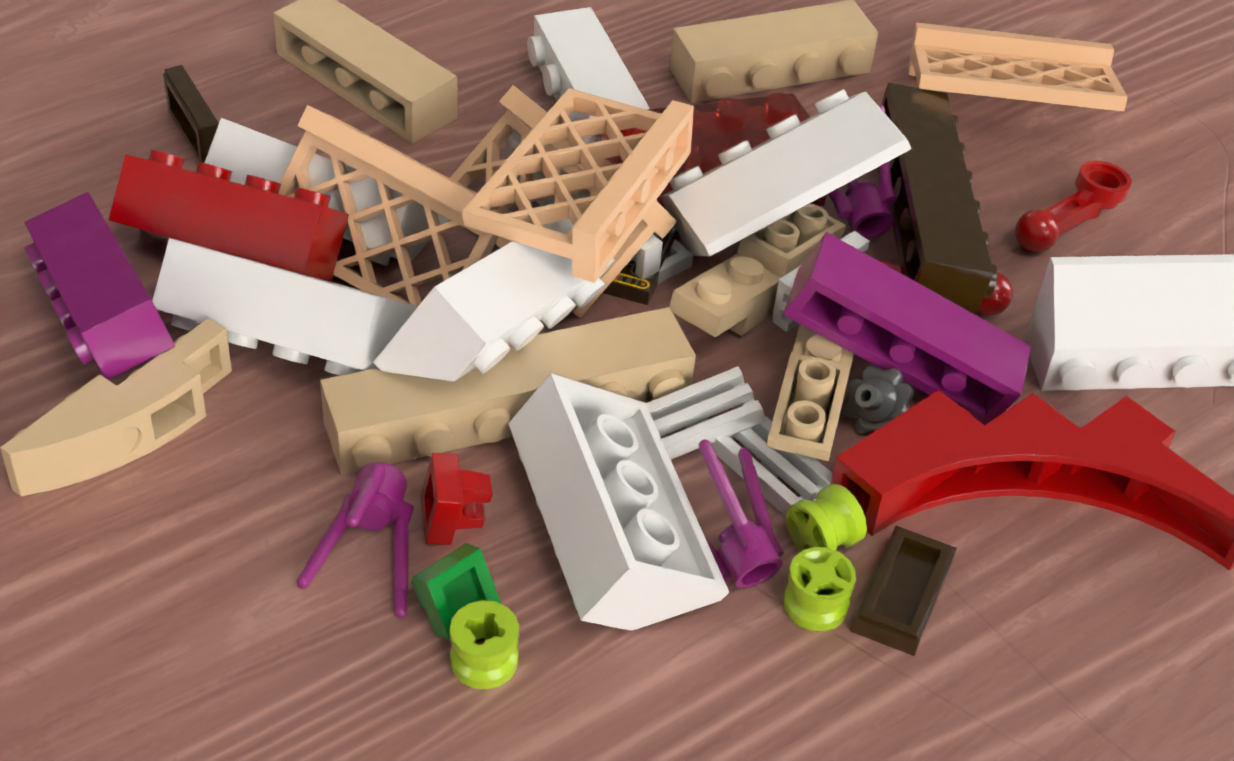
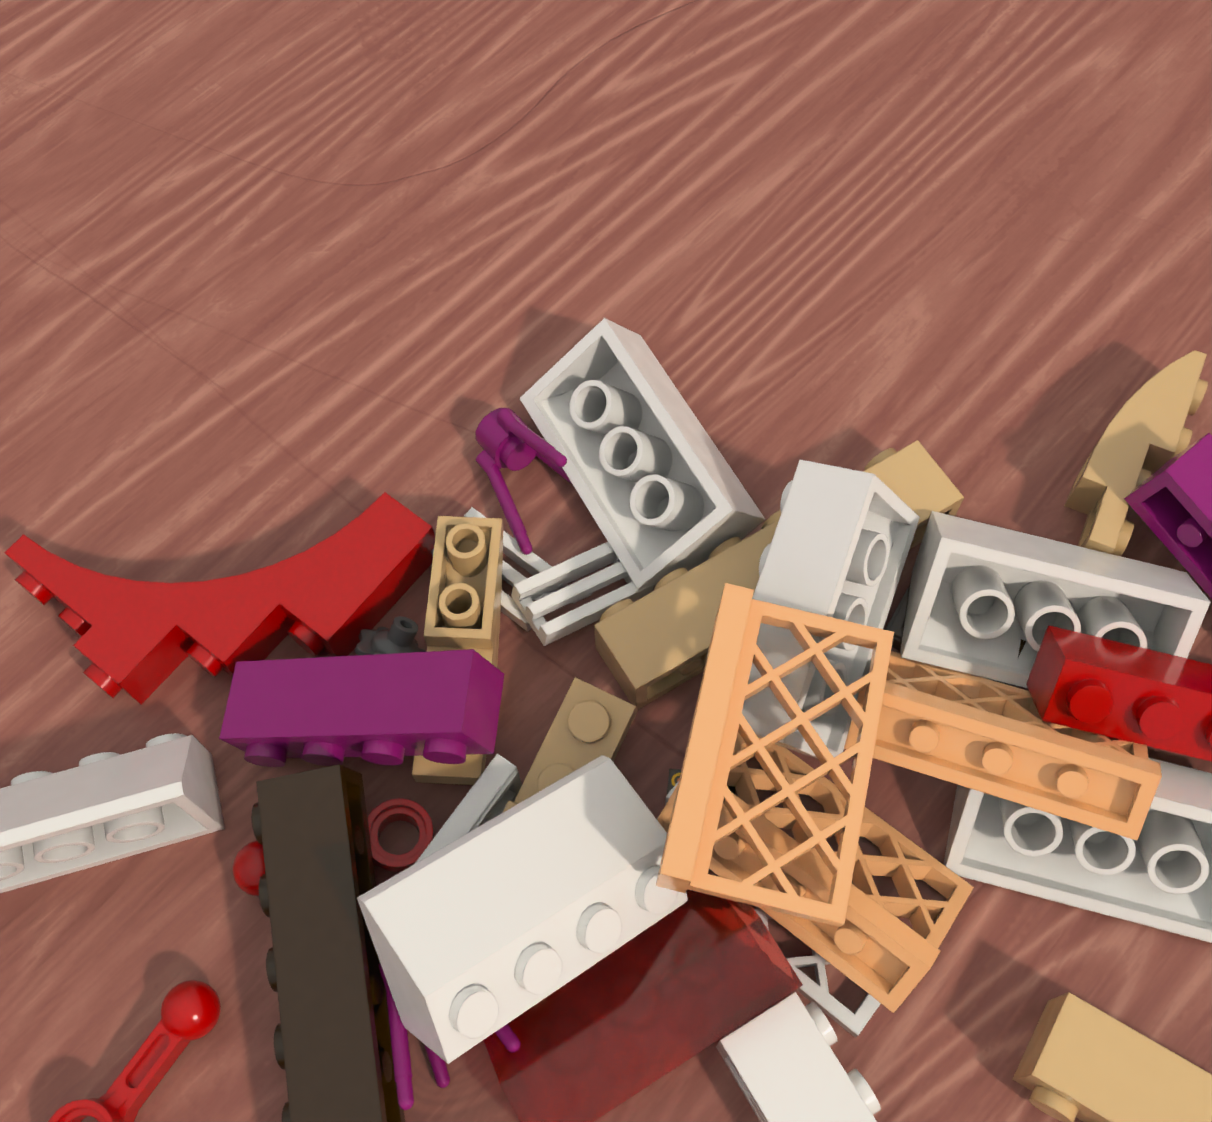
camera: 175 degrees right, 20 degrees up
(372, 505) = (859, 422): magenta plant -> none
(452, 498) = (789, 430): red tile -> none
(452, 584) = (754, 344): green tile -> none
(488, 663) = (704, 319): lime wheel -> none
(817, 571) = (434, 408): lime wheel -> none
(827, 521) = (438, 485): lime wheel -> none
(904, 590) = (361, 456): dark brown tile -> none

